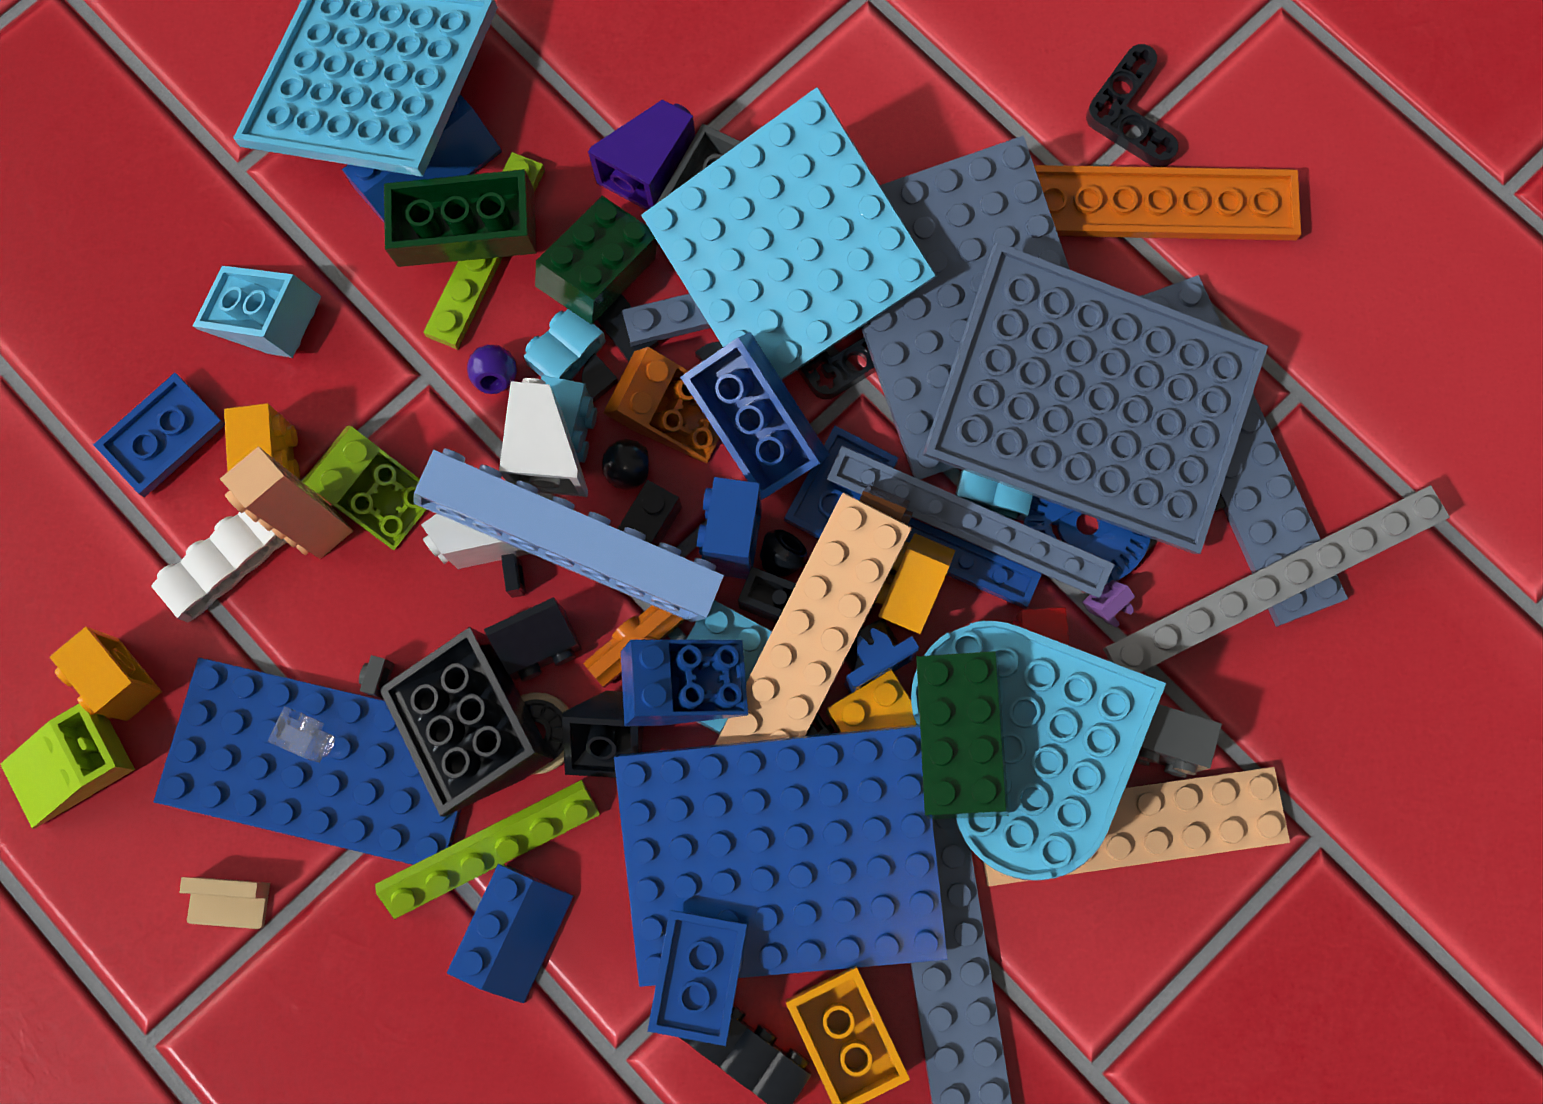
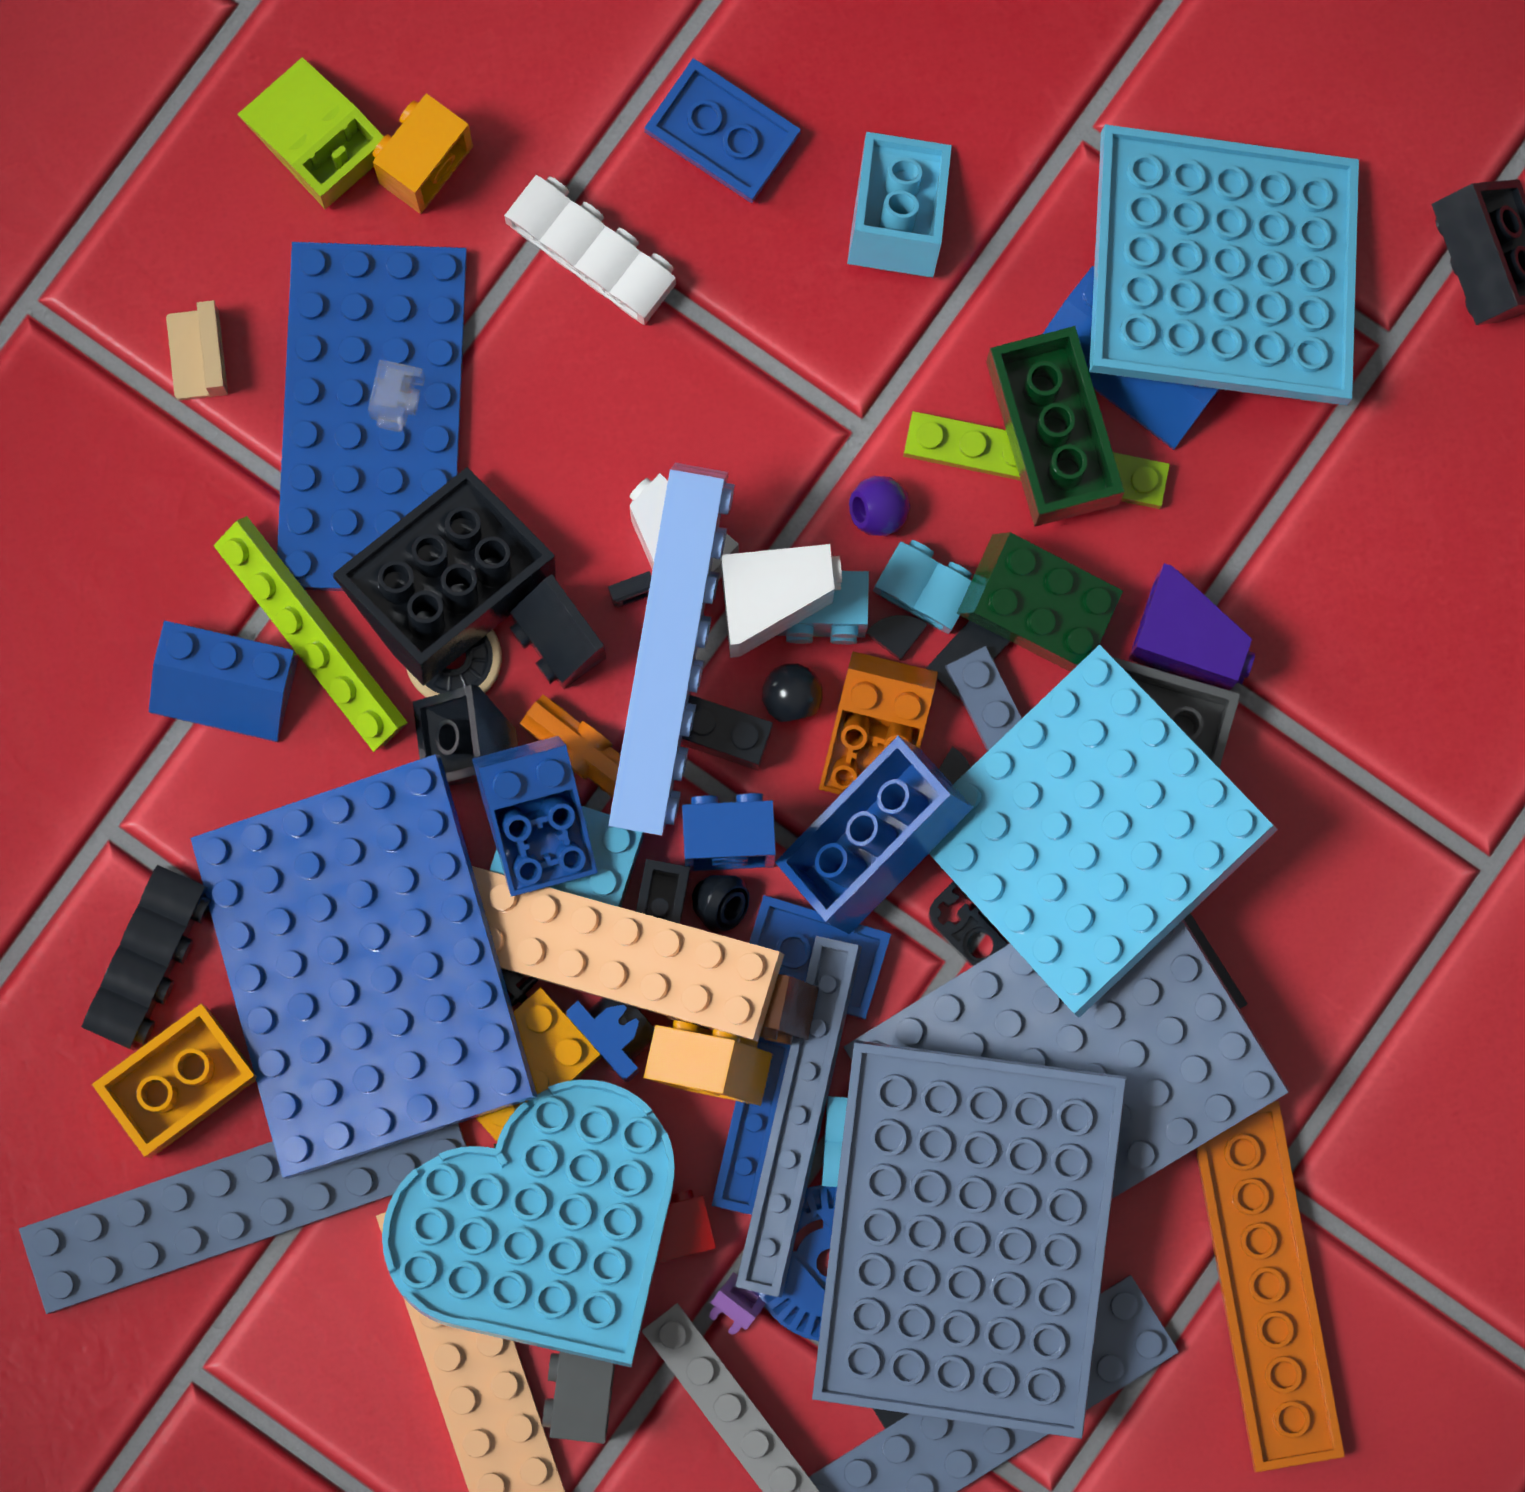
camera: 70 degrees right, 5 degrees up
(262, 427) = (720, 260): light orange brick -> none
(284, 504) = (642, 322): light nougat brick -> none
(367, 487) = (706, 393): lime slope -> none
(375, 675) = (482, 457): dark grey plate -> none
(697, 977) = (210, 900): blue plate -> none
(962, 736) = (529, 1142): dark green brick -> none
(1121, 115) = (1378, 1224): black beam -> none

